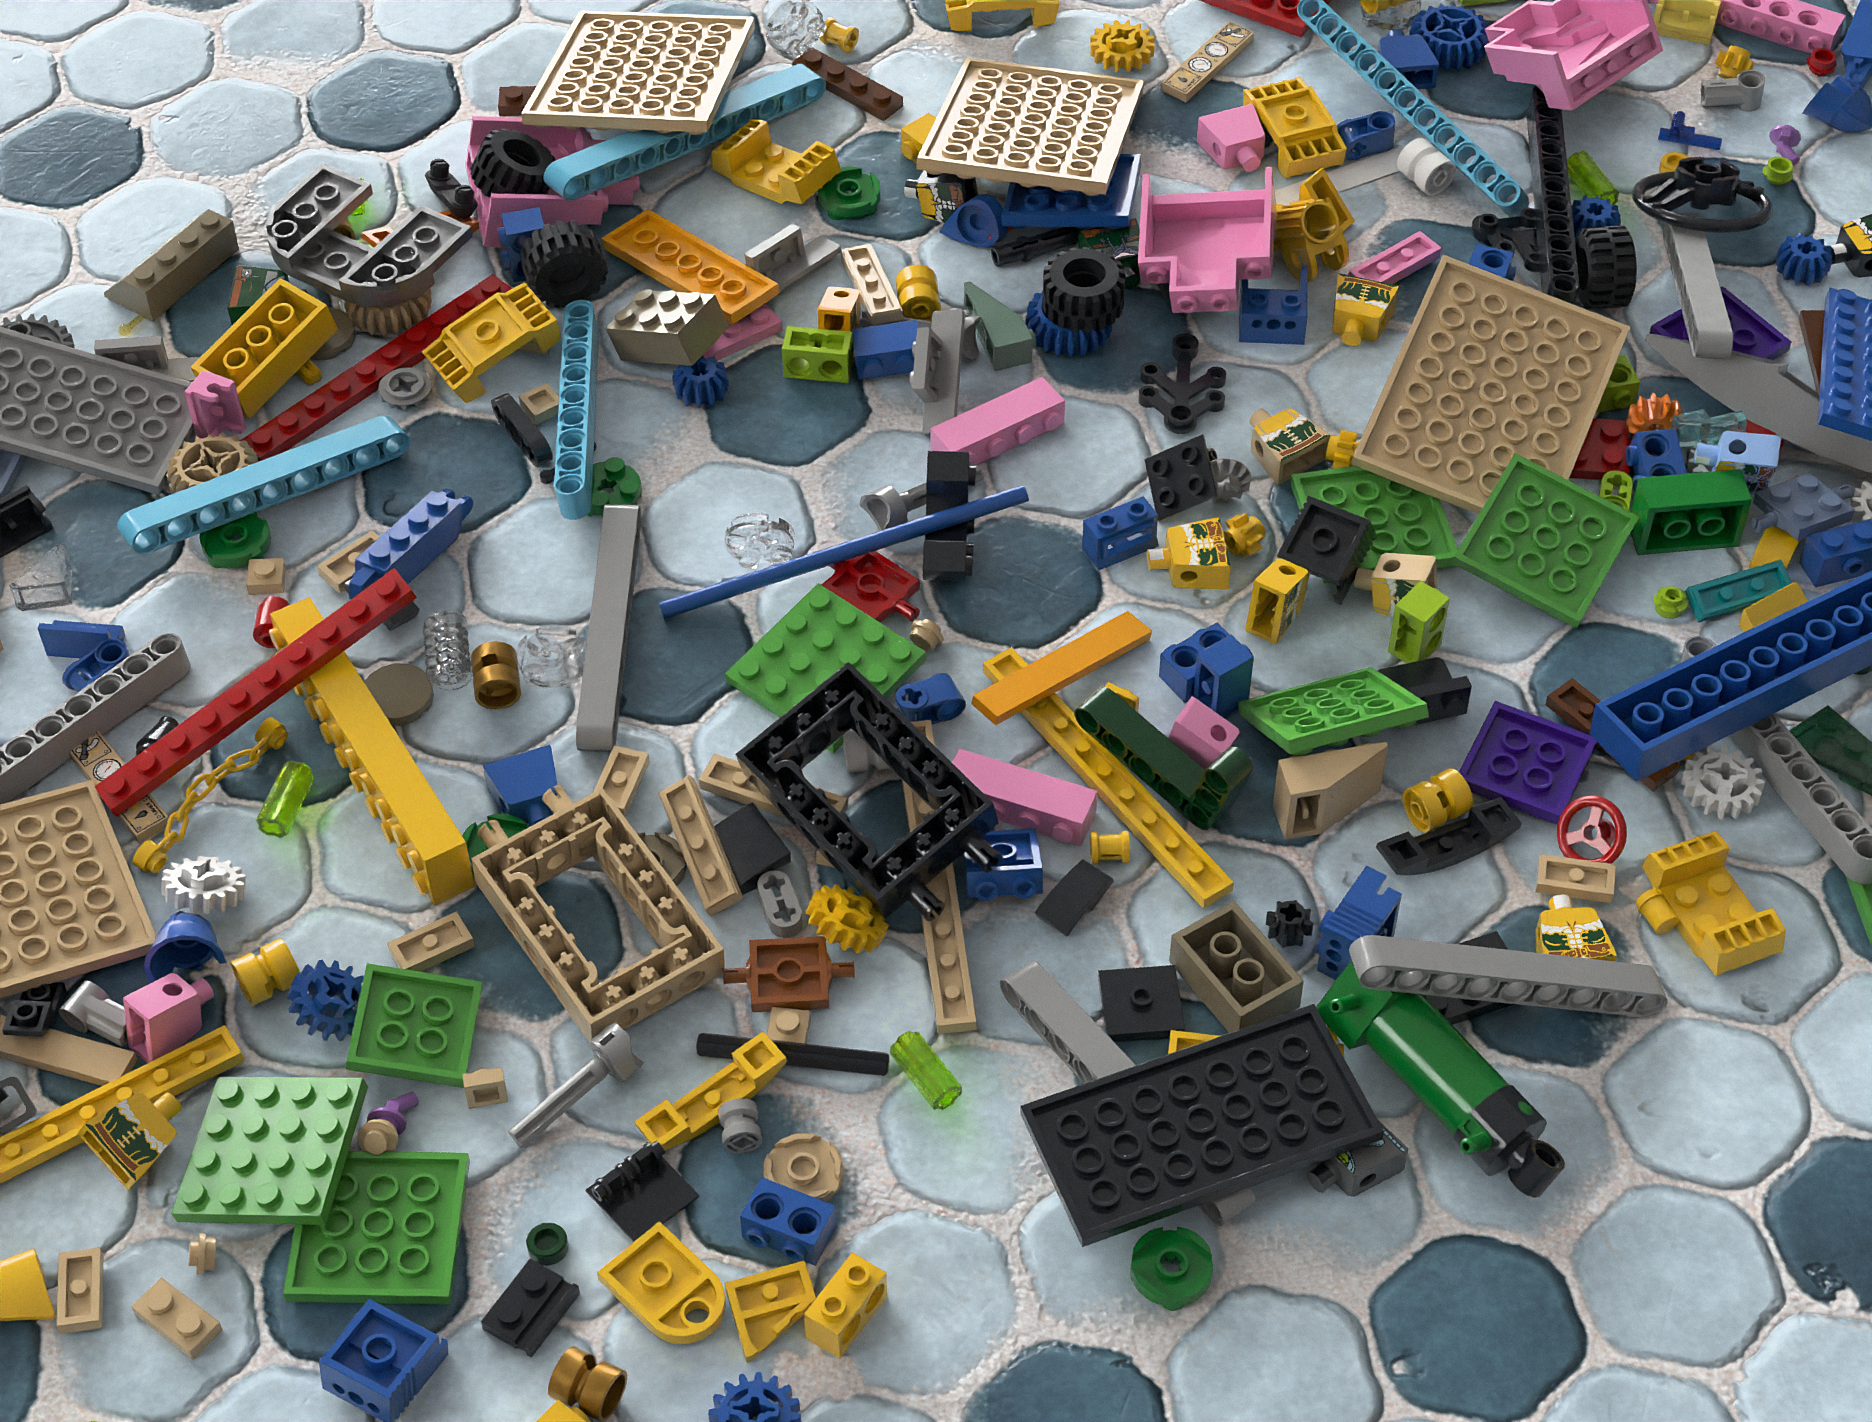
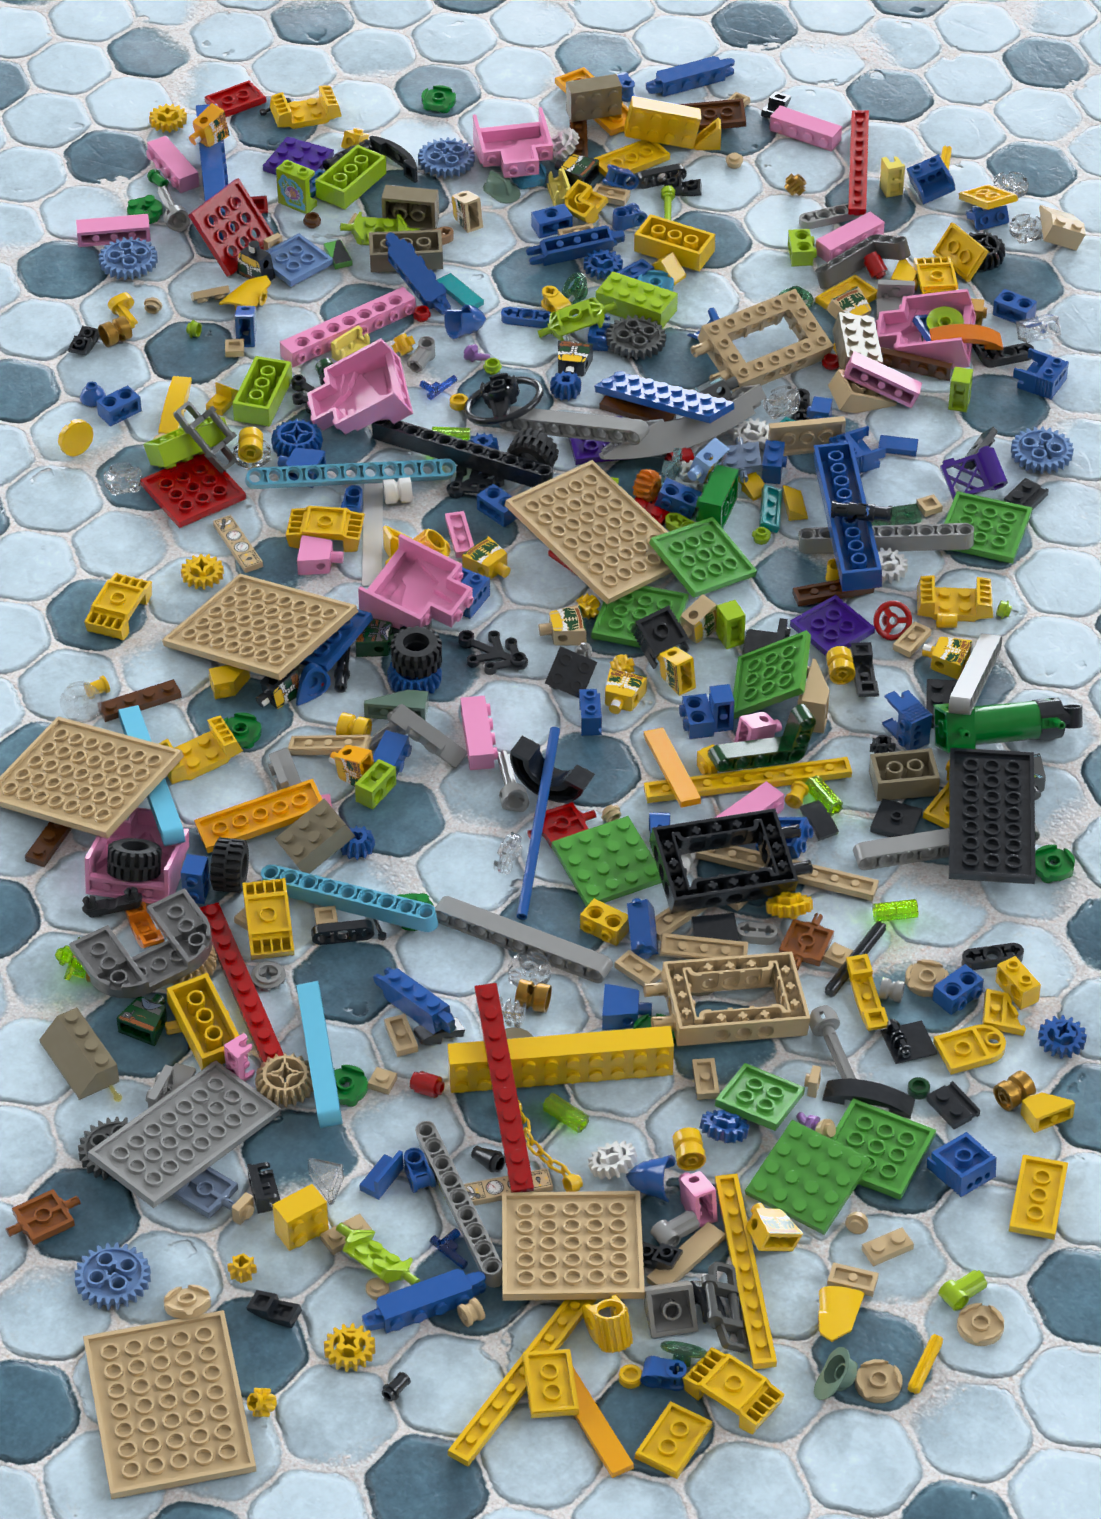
camera: 65 degrees left, 5 degrees down
(492, 1183) = (869, 1092): none -> black slope
(690, 749) = (642, 928): none -> blue brick
(692, 706) = (604, 922): none -> yellow brick
(901, 1267) = (977, 954): none -> black beam
(1130, 884) = (821, 791): none -> clear neon green axle
(1746, 983) = (1003, 609): none -> lime plate
(1751, 674) = (859, 512): none -> black piece

